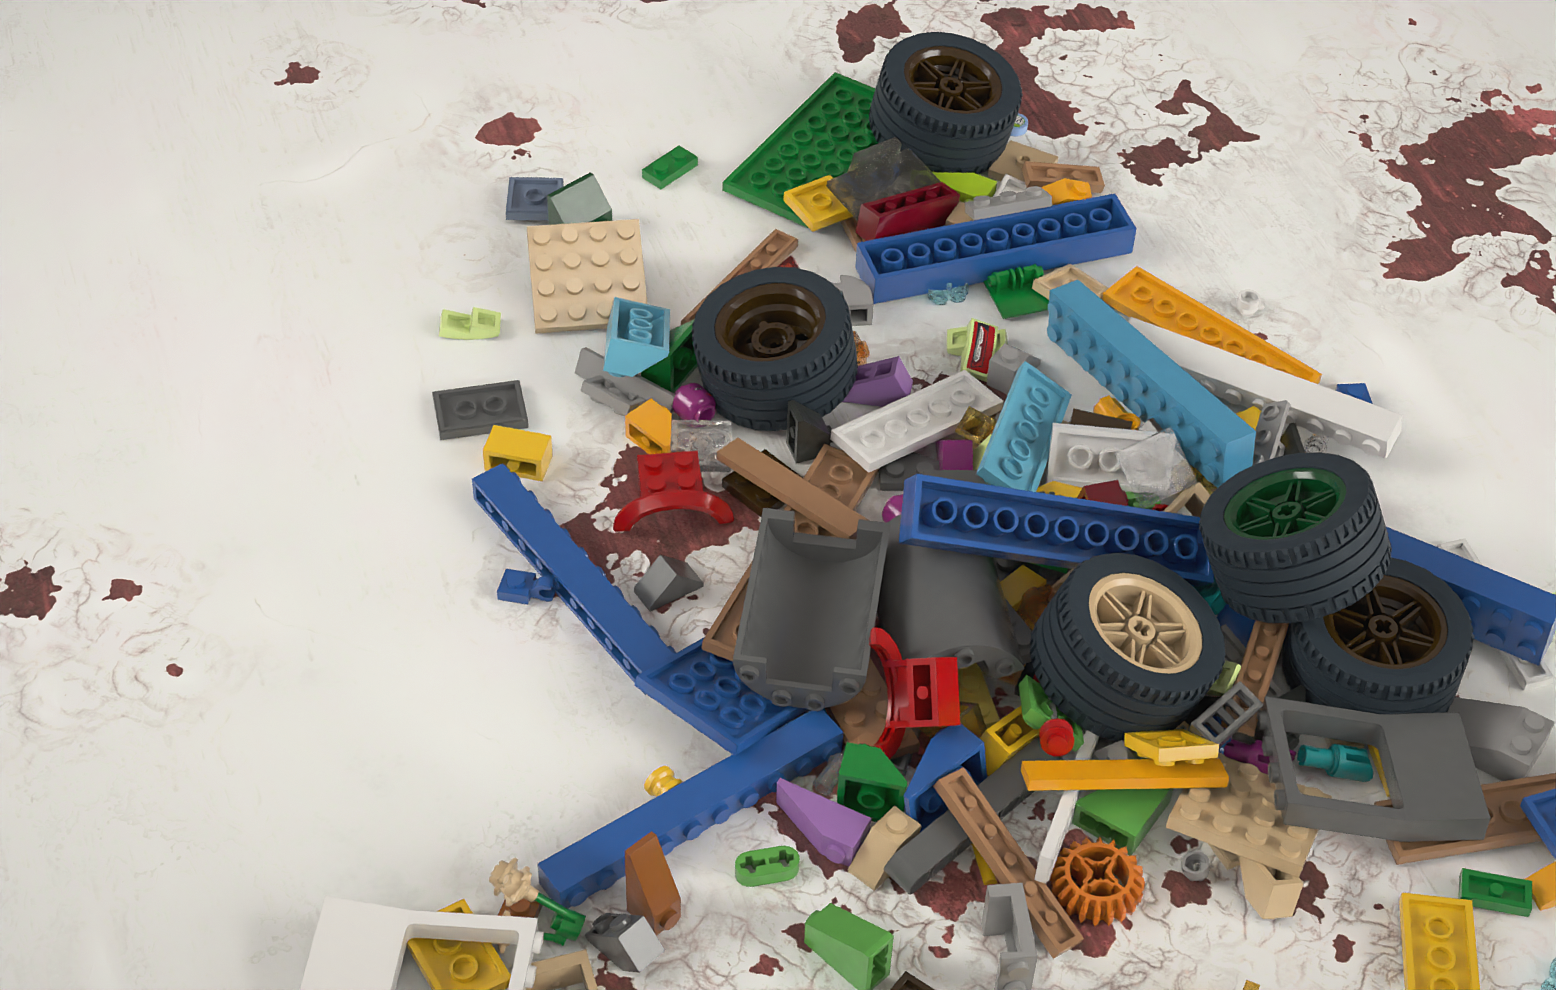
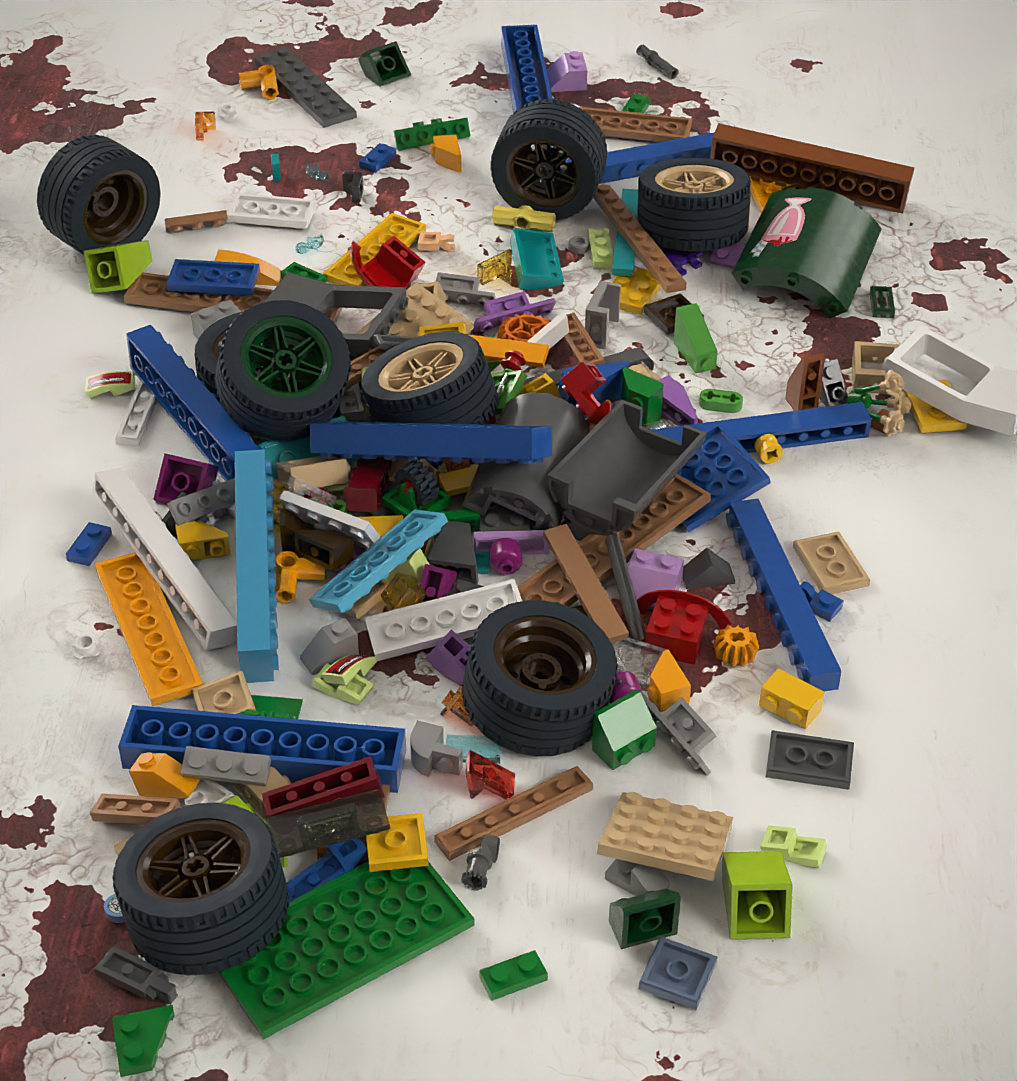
camera: 155 degrees left, 5 degrees down
(489, 262) = (757, 894): none -> lime slope
(528, 648) = (831, 563): none -> tan tile
(598, 493) = (736, 646): none -> light orange gear
(635, 337) = (652, 738): medium azure slope -> none
(723, 547) = (654, 572): none -> lavender slope
(732, 492) = (625, 588): none -> dark grey axle
(743, 227) = (480, 862): none -> dark grey connector
(1151, 927) = (507, 306): none -> medium lavender bracket
(1261, 940) = (462, 289): none -> light grey bracket
(1375, 926) = (391, 267): none -> red piece

